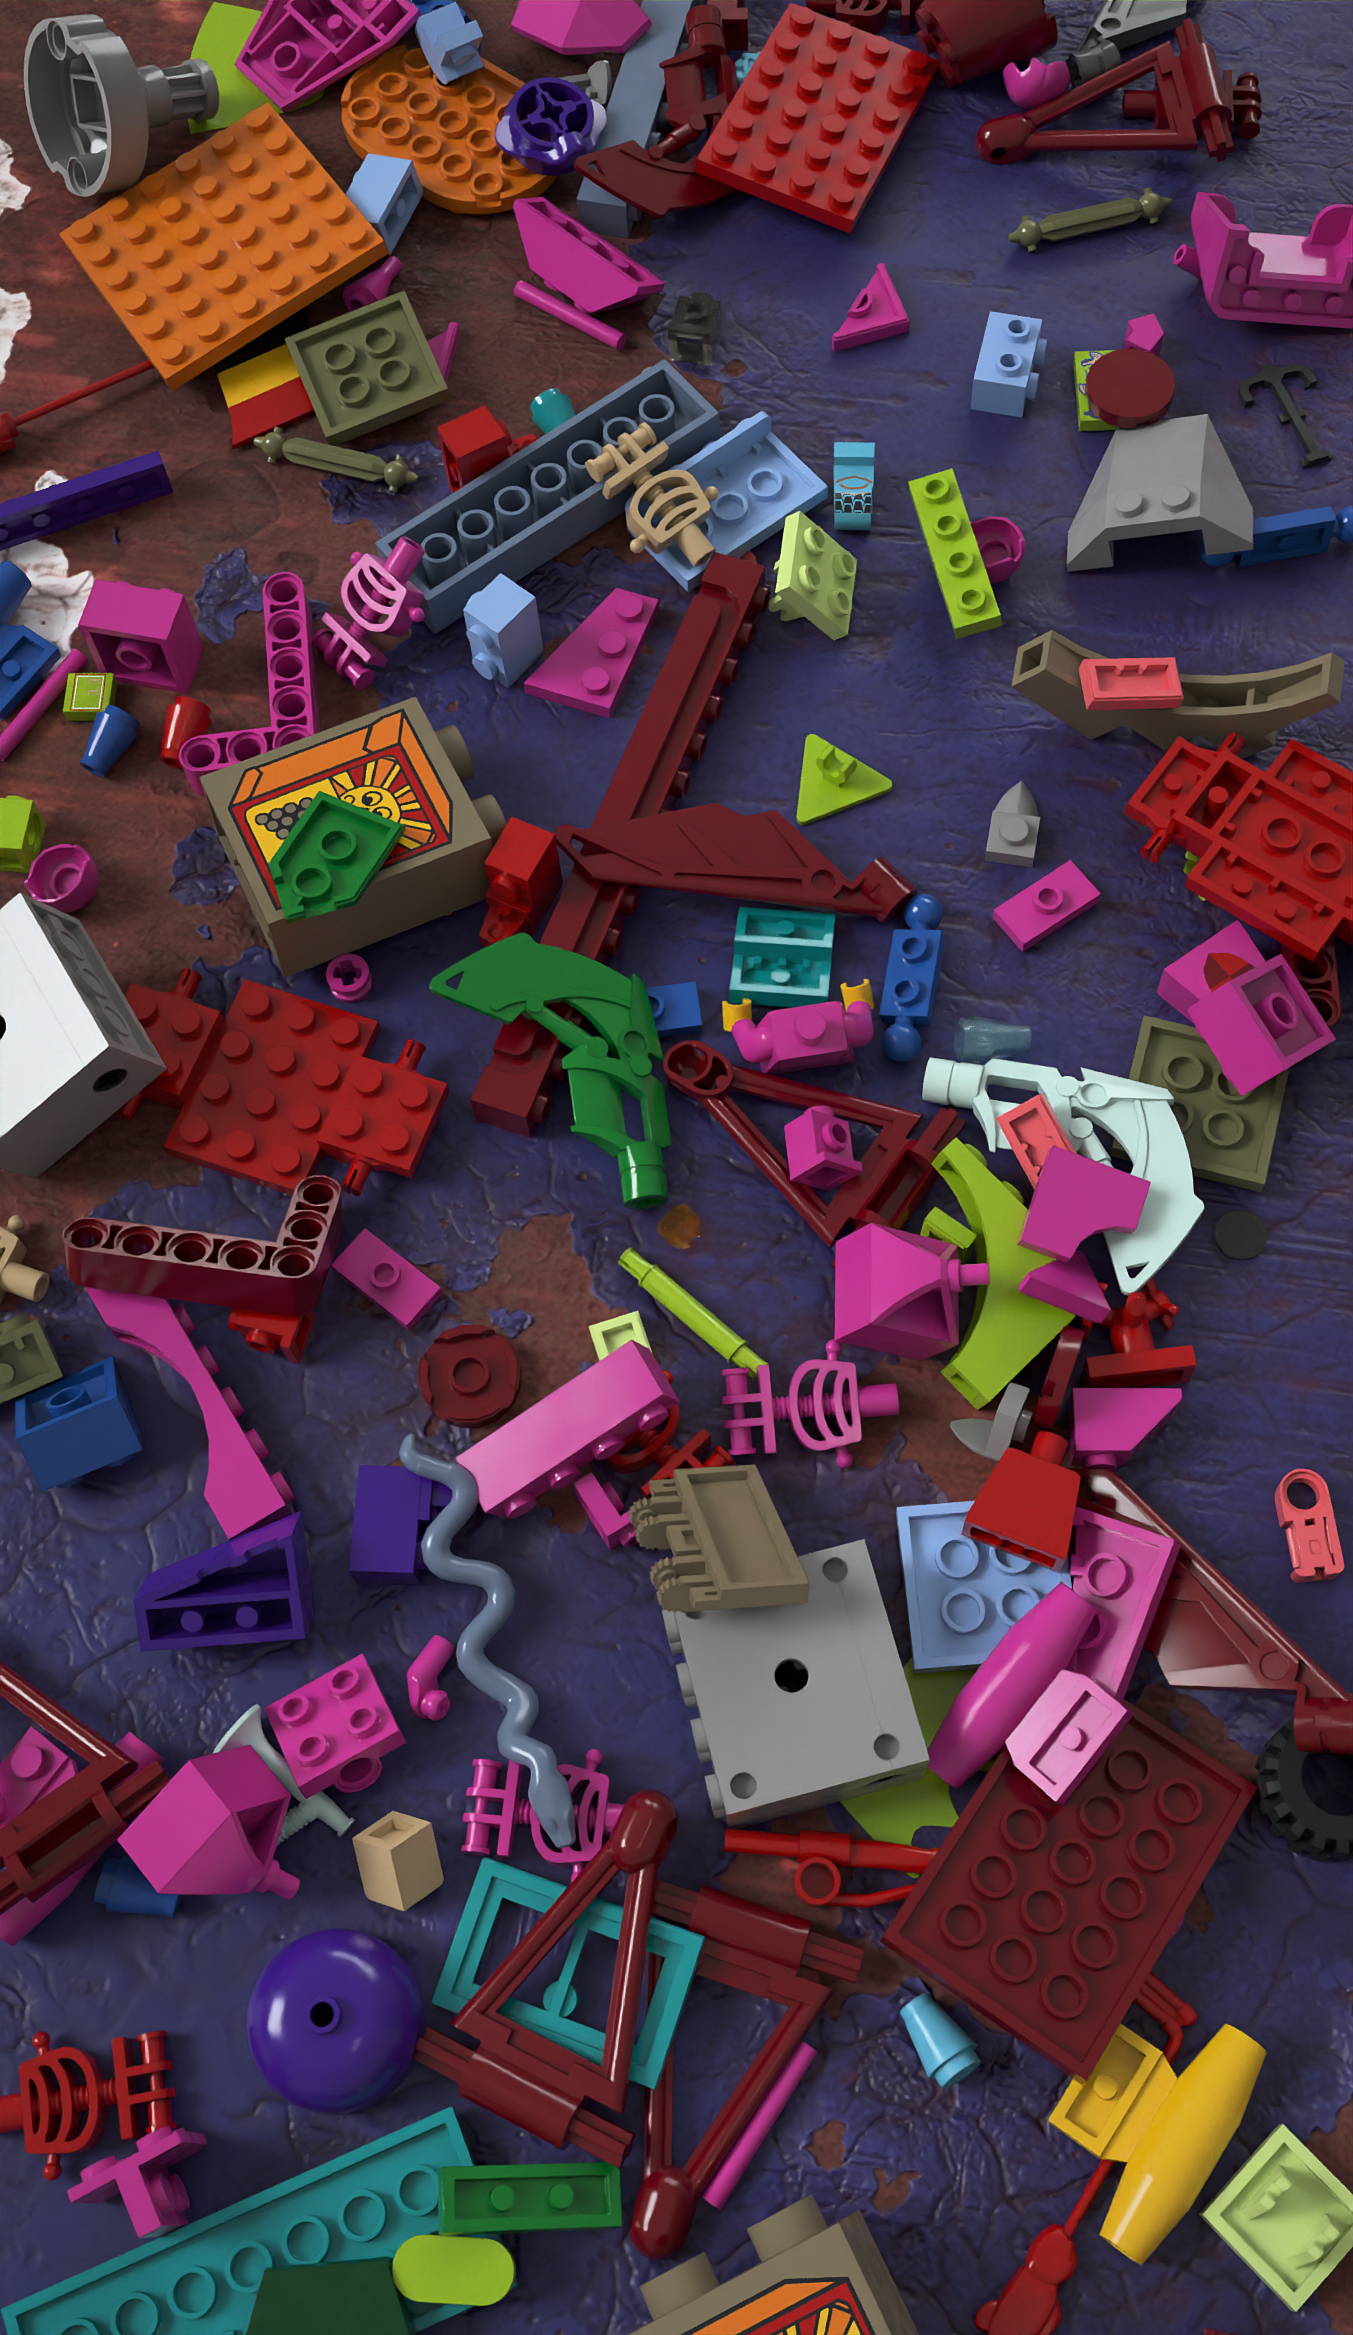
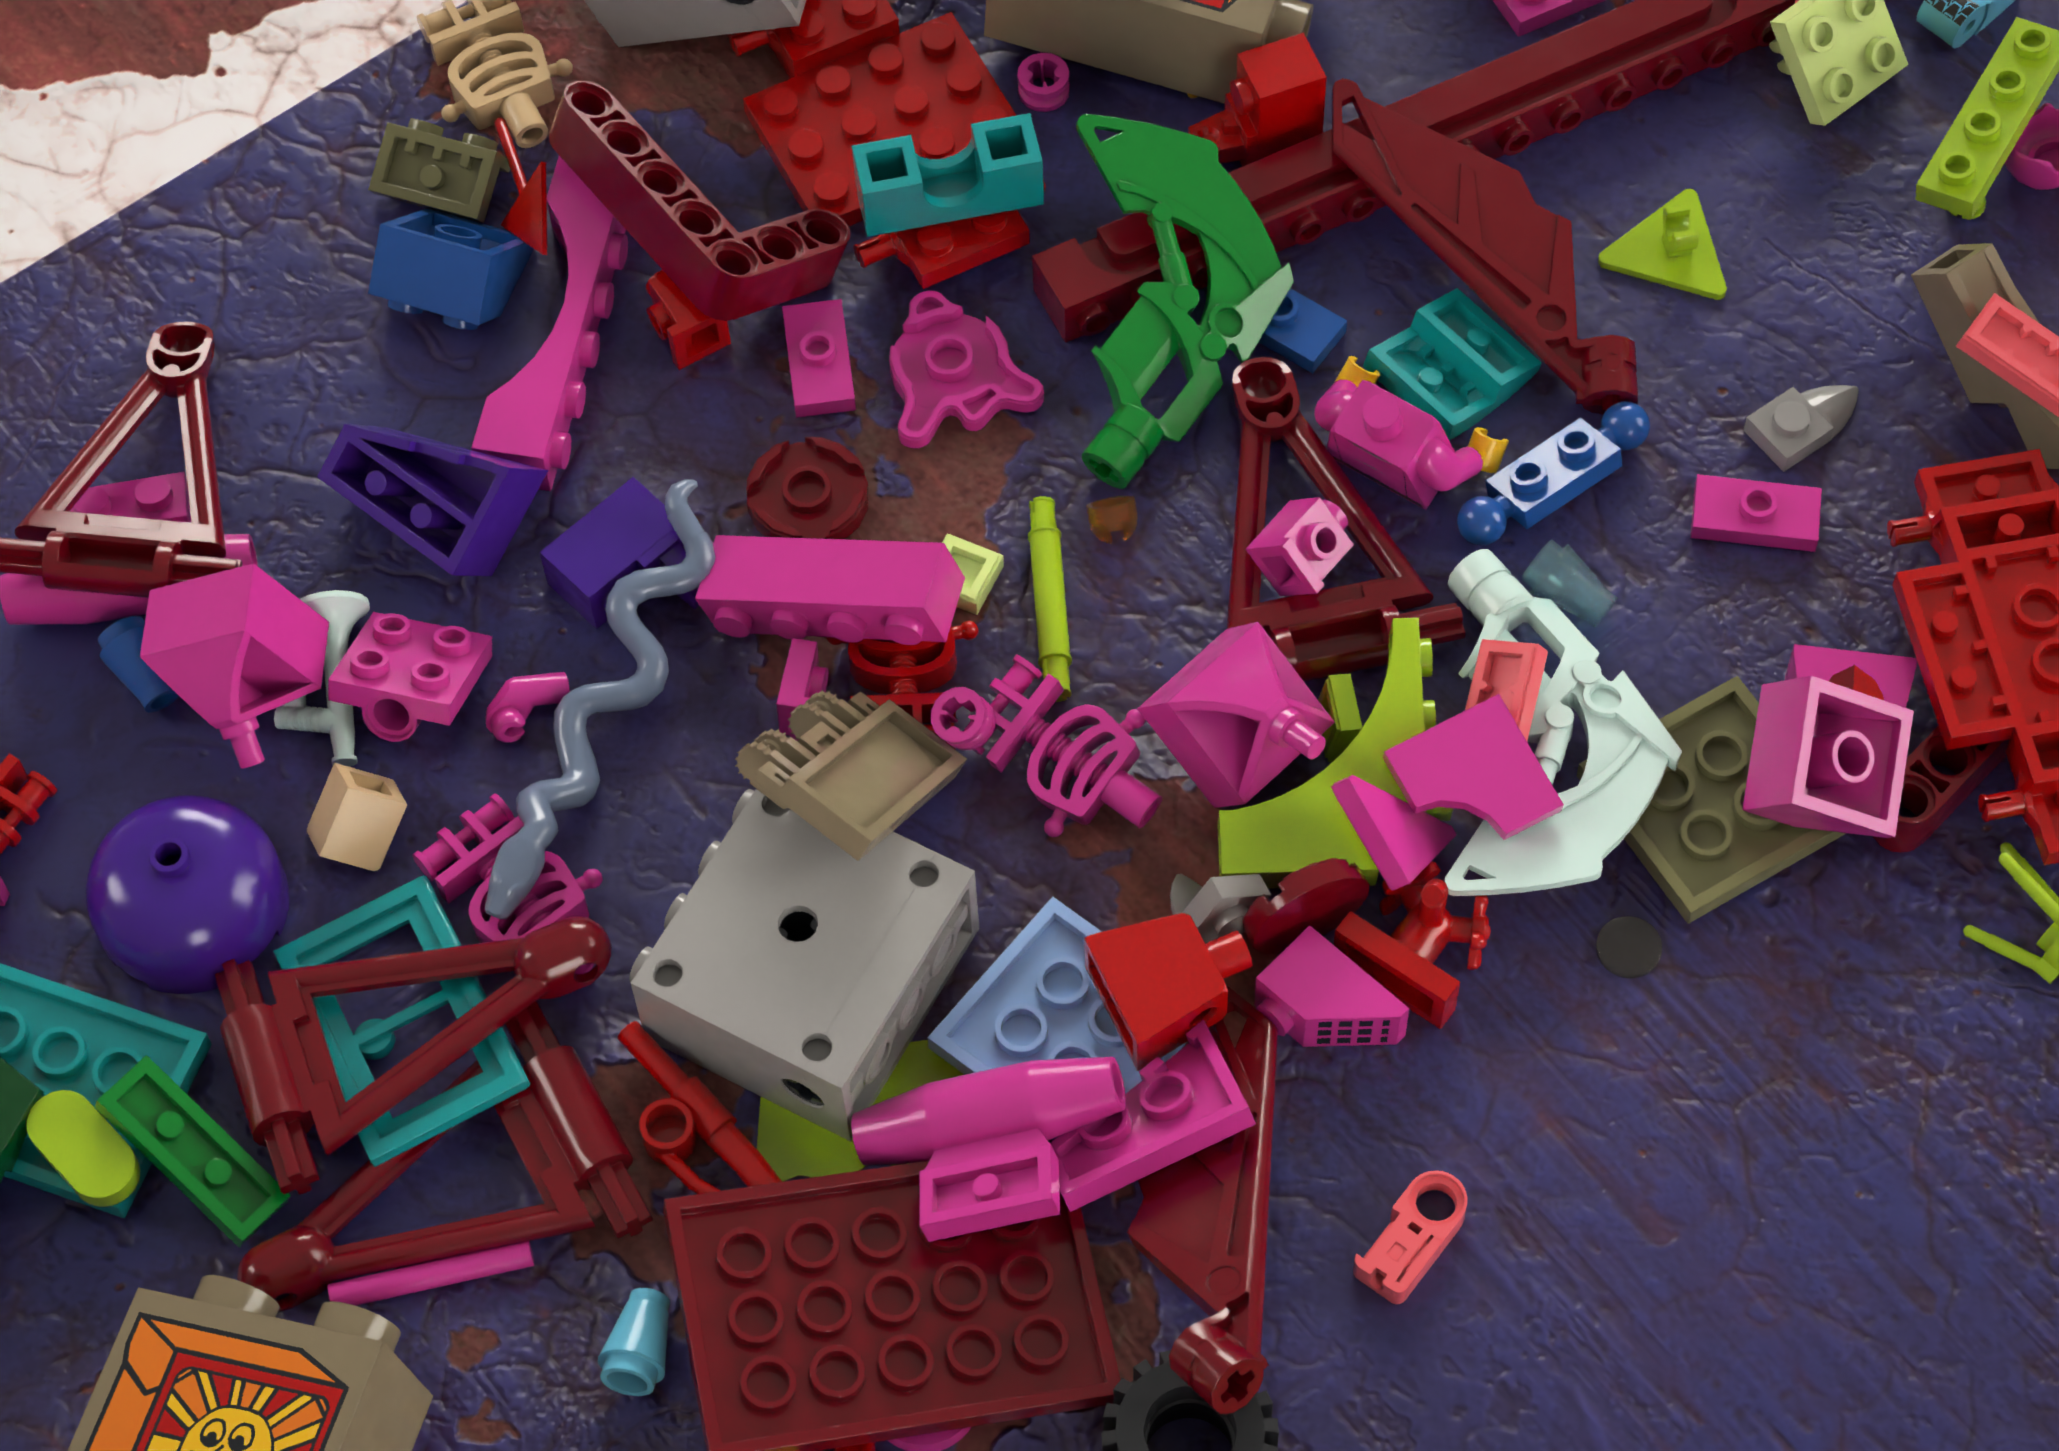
camera: 40 degrees right, 5 degrees down
(97, 1341) = (529, 212): none -> red piece
(400, 1065) = (990, 176): none -> teal arch
(480, 1214) = (954, 368): none -> dark pink tile
(725, 1427) = (943, 716): none -> dark pink bush

